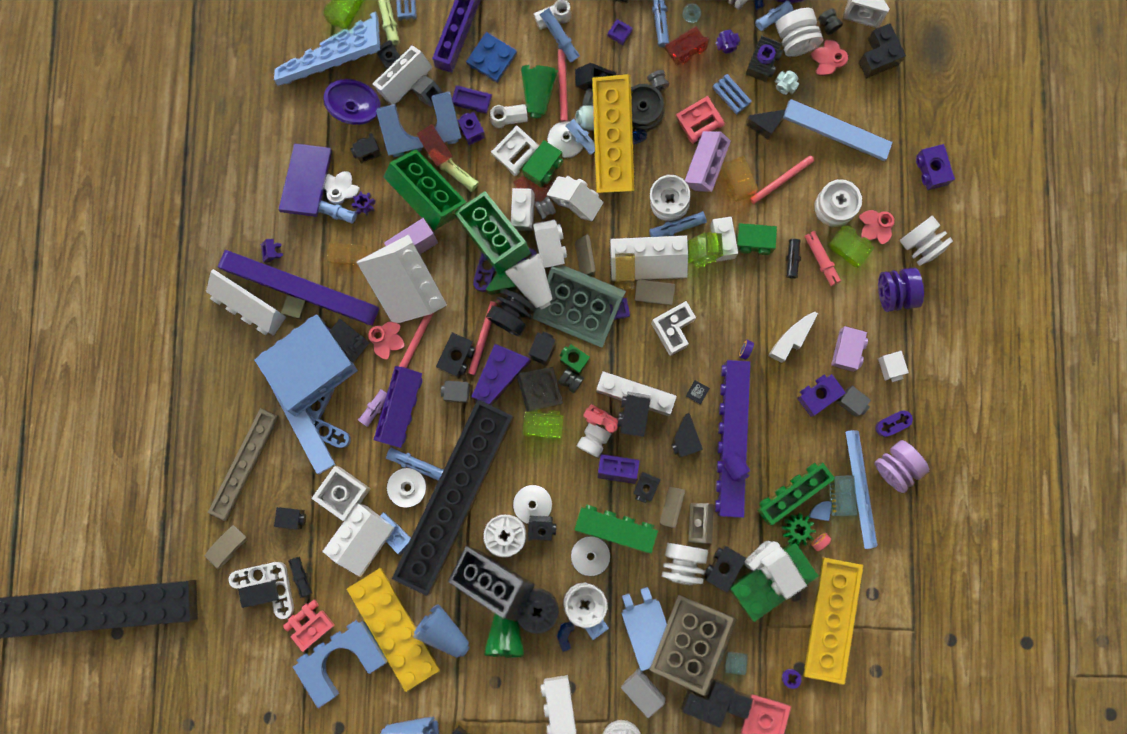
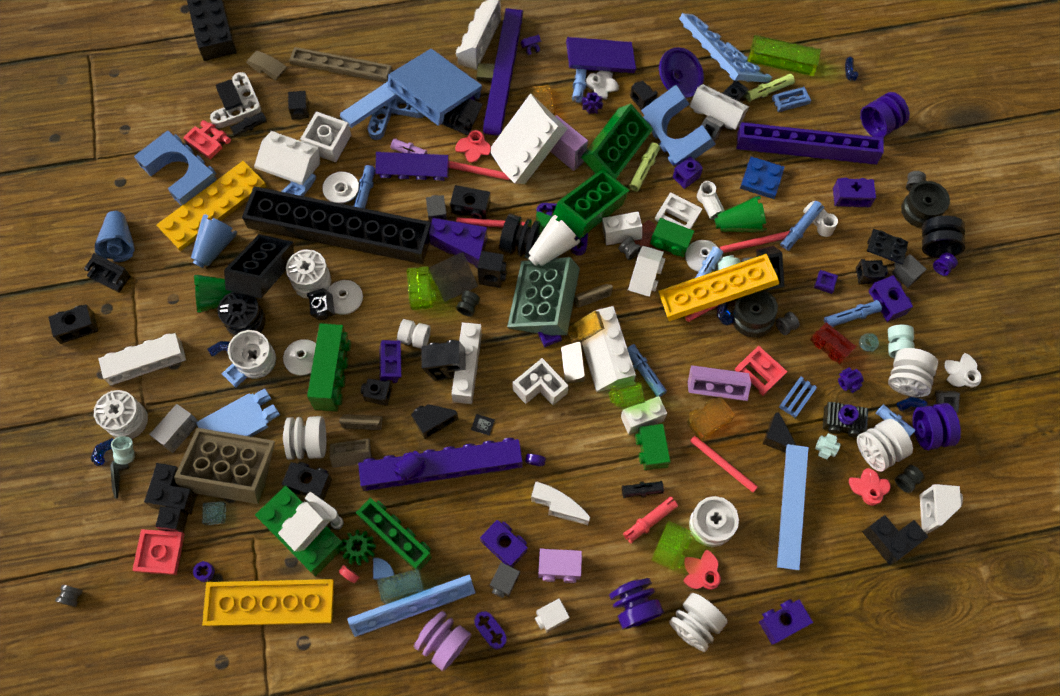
camera: 70 degrees right, 15 degrees down
(434, 145) = (660, 141): clear red tile -> none
(471, 99) = (716, 168): dark purple tile -> none
(548, 242) = (594, 252): white brick -> none
(580, 364) = (489, 309): green brick -> none
(598, 416) = (437, 329): coral plate -> none
(668, 188) = (671, 344): white wheel -> none

